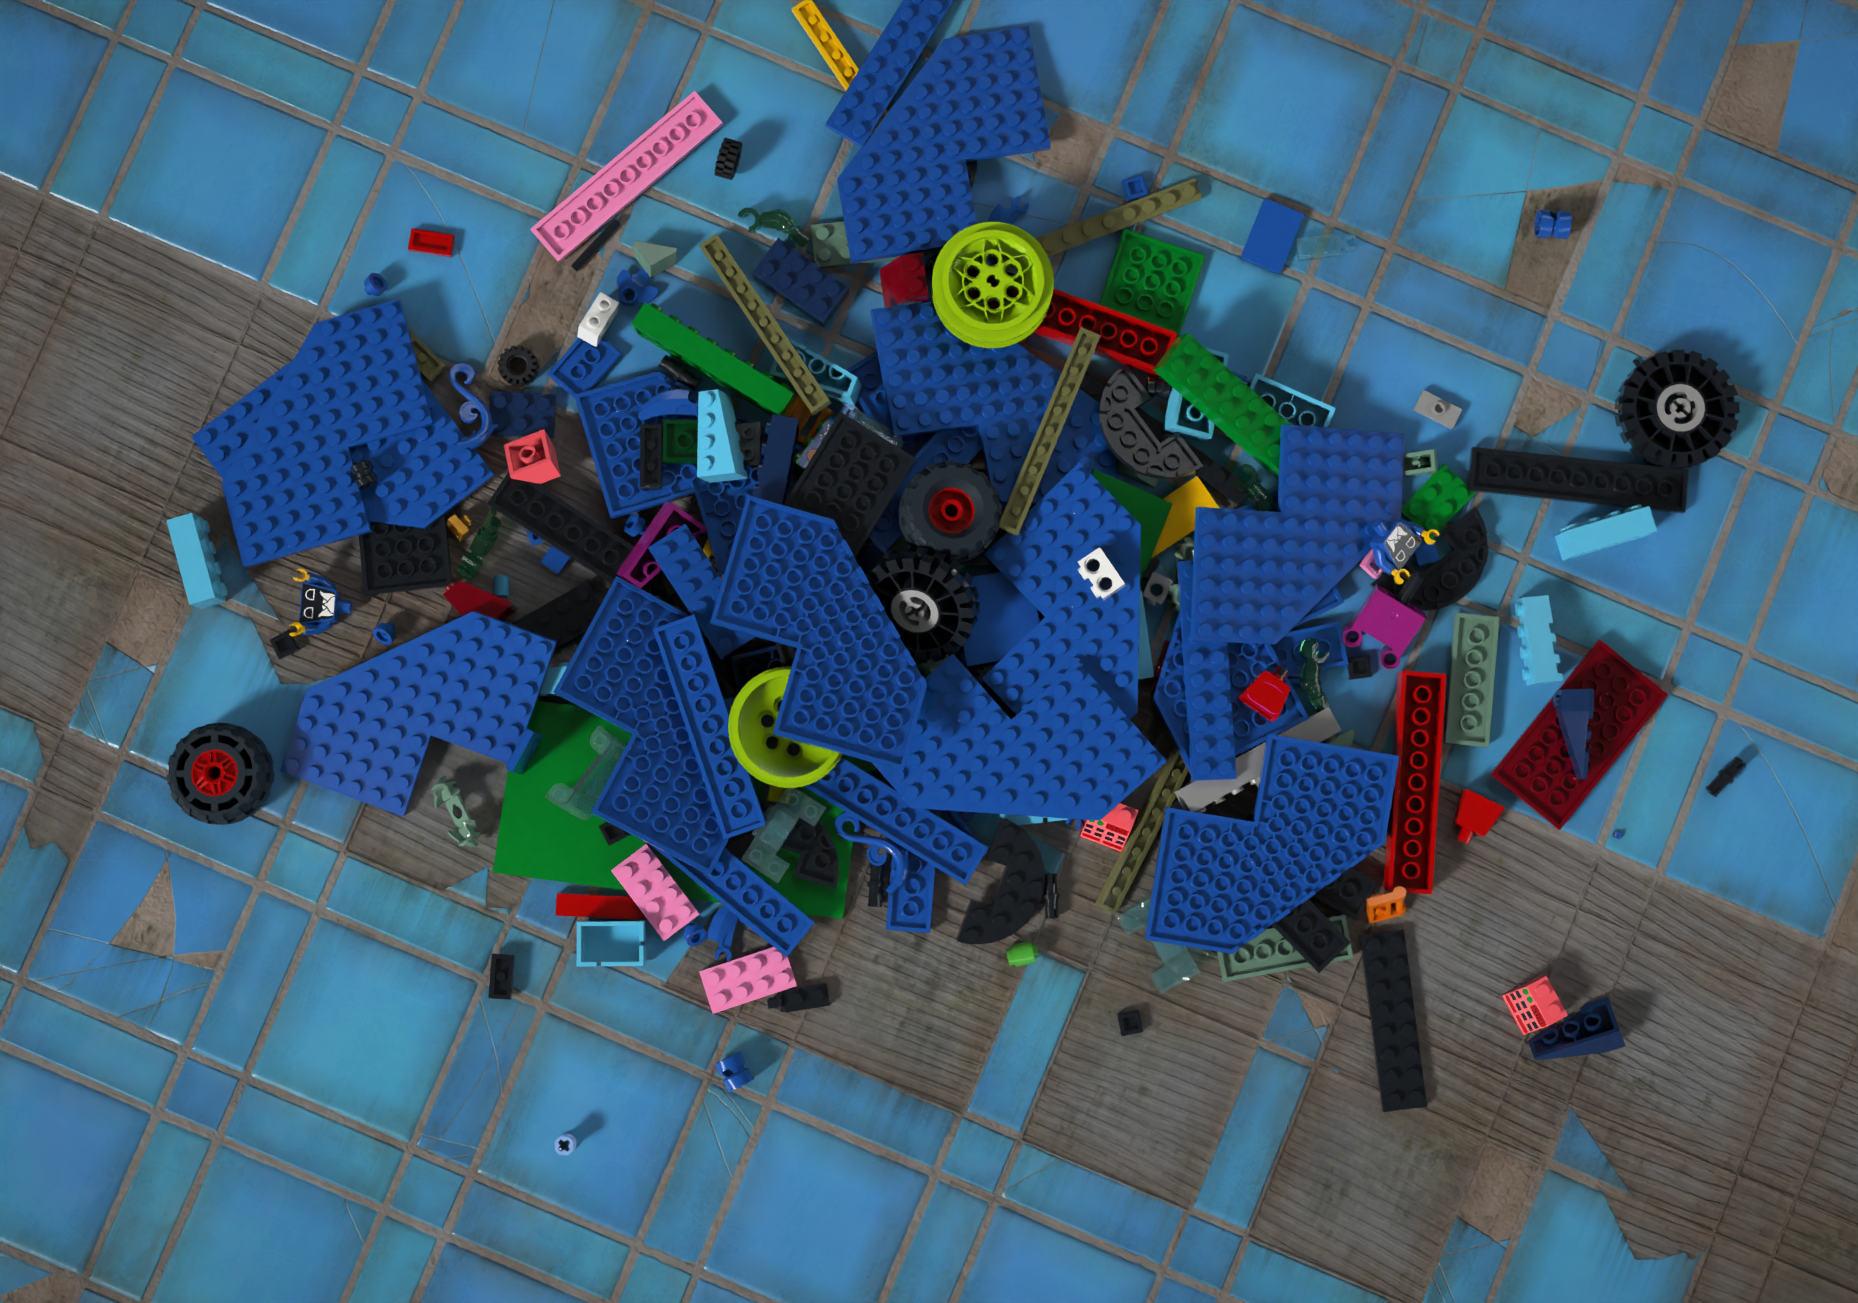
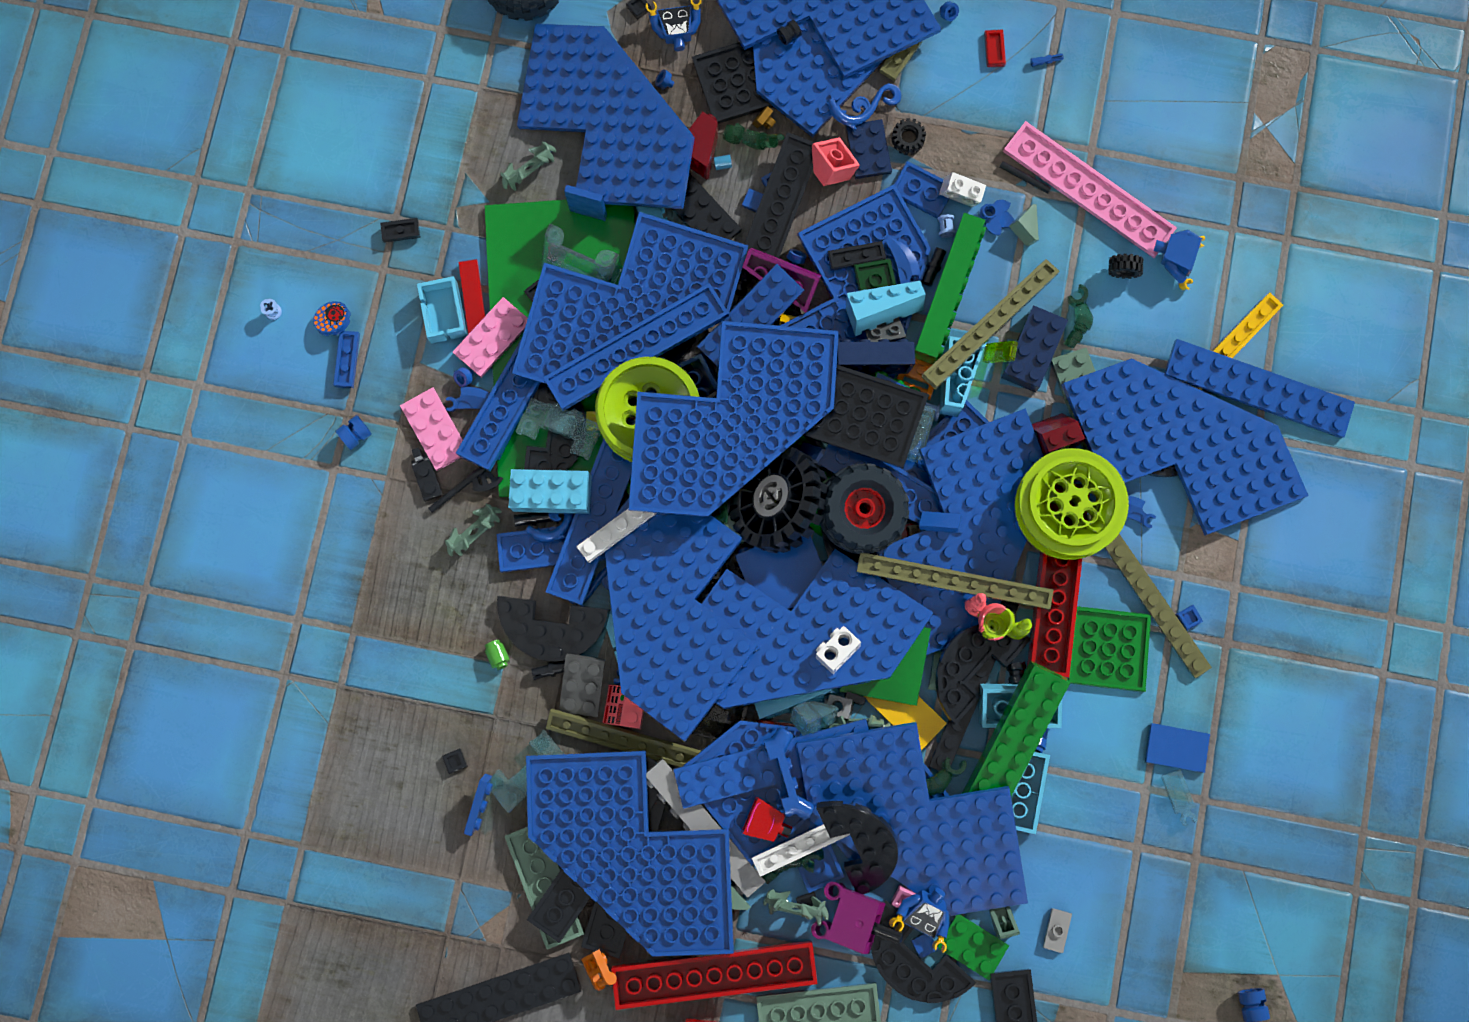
camera: 85 degrees right, 5 degrees down
(458, 185) = (1047, 59): none -> blue pin
(592, 1074) = (332, 318): none -> tile
(635, 347) = (946, 226): none -> light blue bush
(644, 1066) = (346, 359): none -> blue plate
(728, 95) = (1180, 255): none -> blue torso
(798, 321) = (1000, 351): none -> clear neon green tile
(814, 946) = (473, 477): none -> black piece
(854, 857) = (550, 491): none -> medium azure brick
(885, 968) = (487, 516): none -> sand green piece
(919, 799) = (612, 533): none -> white plate
(979, 432) = (940, 522): none -> blue tile
(1076, 864) = (582, 685): none -> dark grey plate
(1100, 391) = (998, 617): none -> lime hair
(1163, 617) = (813, 716): none -> clear light blue slope
(1185, 1002) = (479, 805): none -> blue plate
(1195, 665) = (791, 803): none -> blue plate
(1298, 648) = (793, 850): none -> white plate
(1311, 581) = (871, 837): none -> black plate
(1351, 698) = (779, 902): none -> sand green piece

